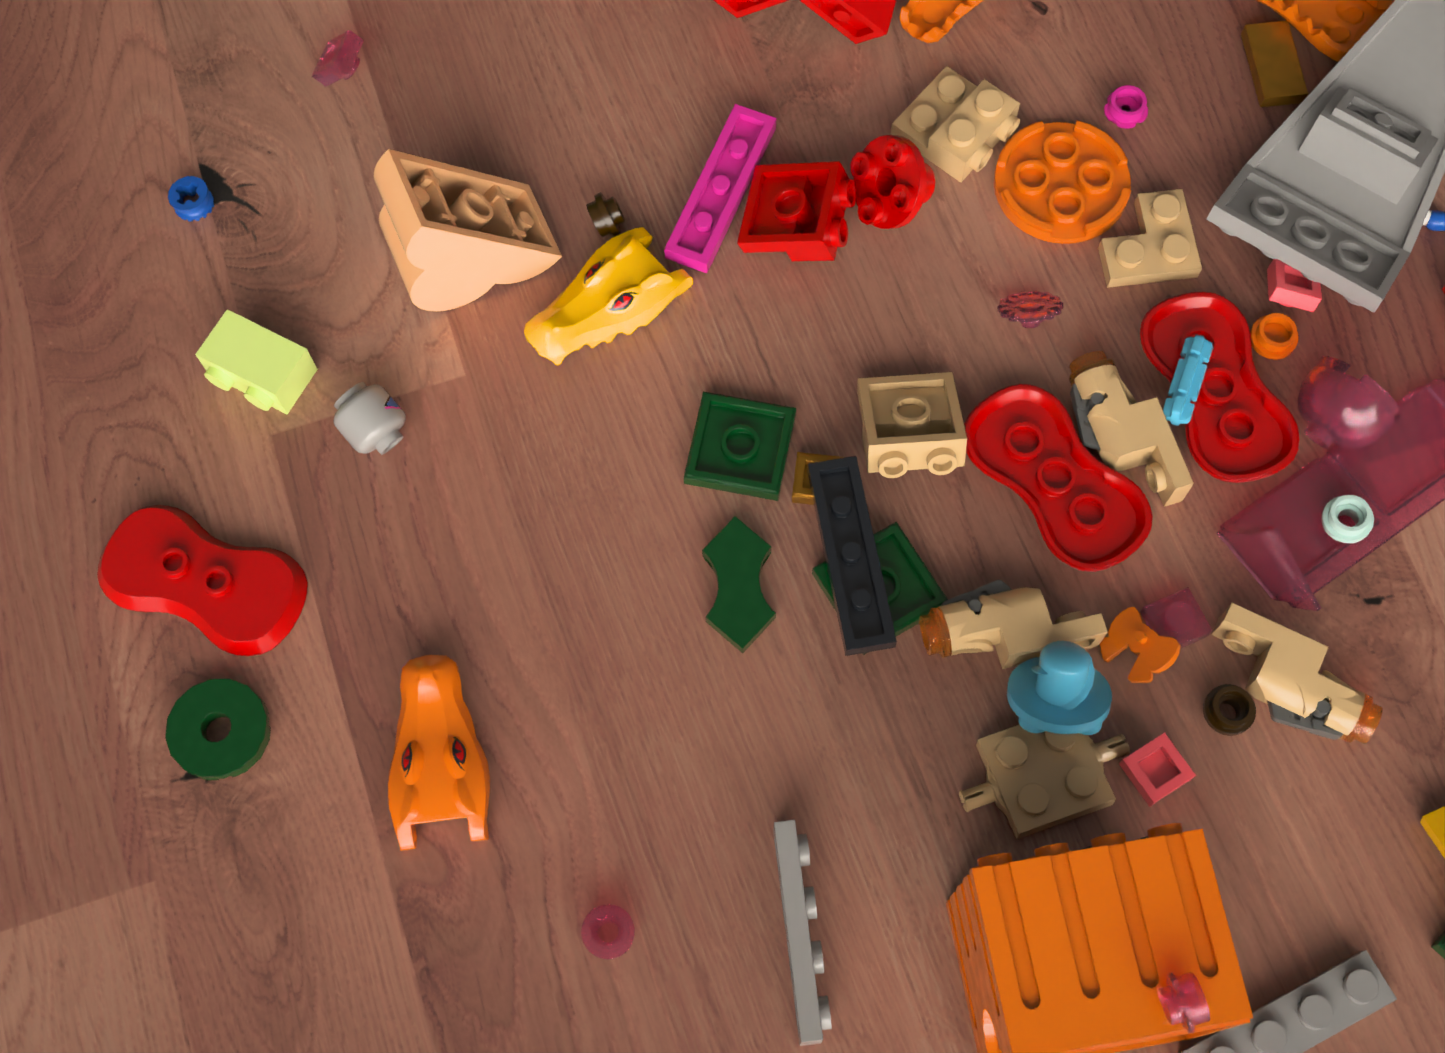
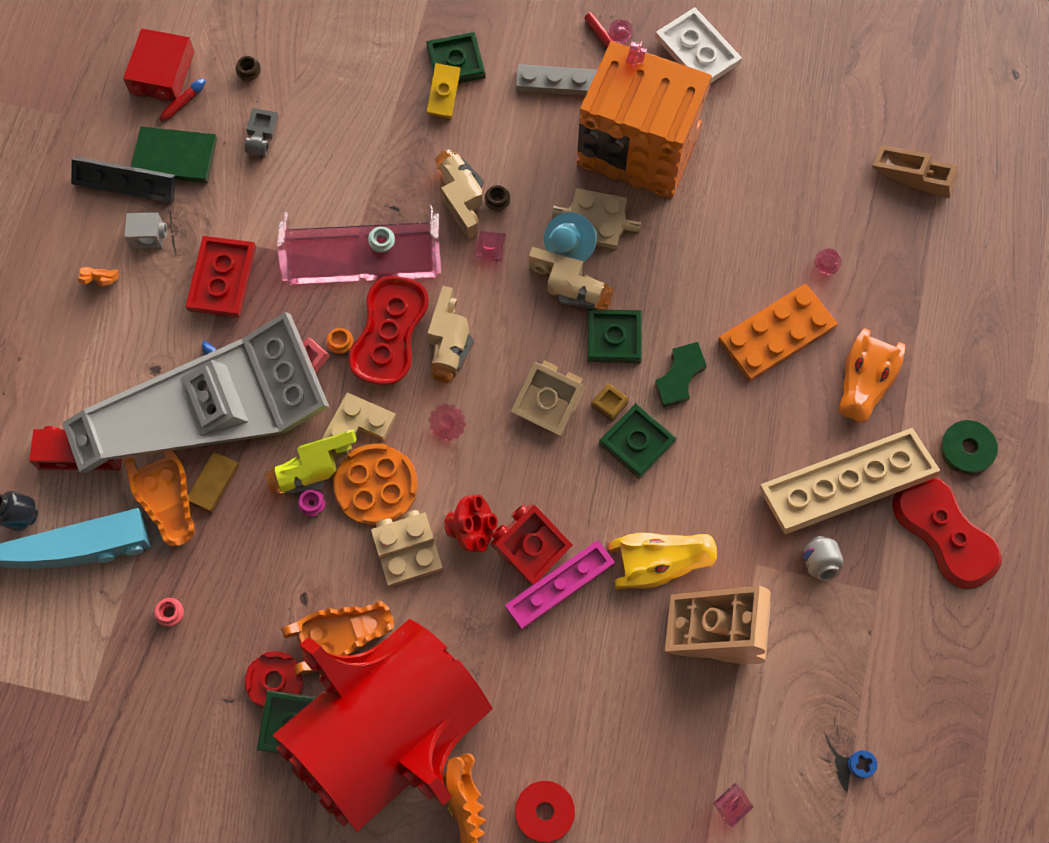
camera: 150 degrees left, 0 degrees up
(256, 362) = (869, 627): yellowish green brick -> none
(381, 556) = (849, 480): none -> tan plate
(605, 215) = (633, 604): dark brown plate -> none
(624, 750) = (777, 332): none -> orange plate
(804, 955) = (741, 222): light grey plate -> none
(851, 556) = (622, 348): black plate -> none
(1080, 505) = (497, 316): red plate -> none
(1153, 651) = (515, 250): orange piece -> none
(1157, 769) = (548, 192): coral plate -> none
(1167, 143) = (312, 468): none -> neon yellow plate
(1187, 380) = (405, 334): medium azure axle -> none
(1343, 408) = (344, 282): clear pink cylinder -> none

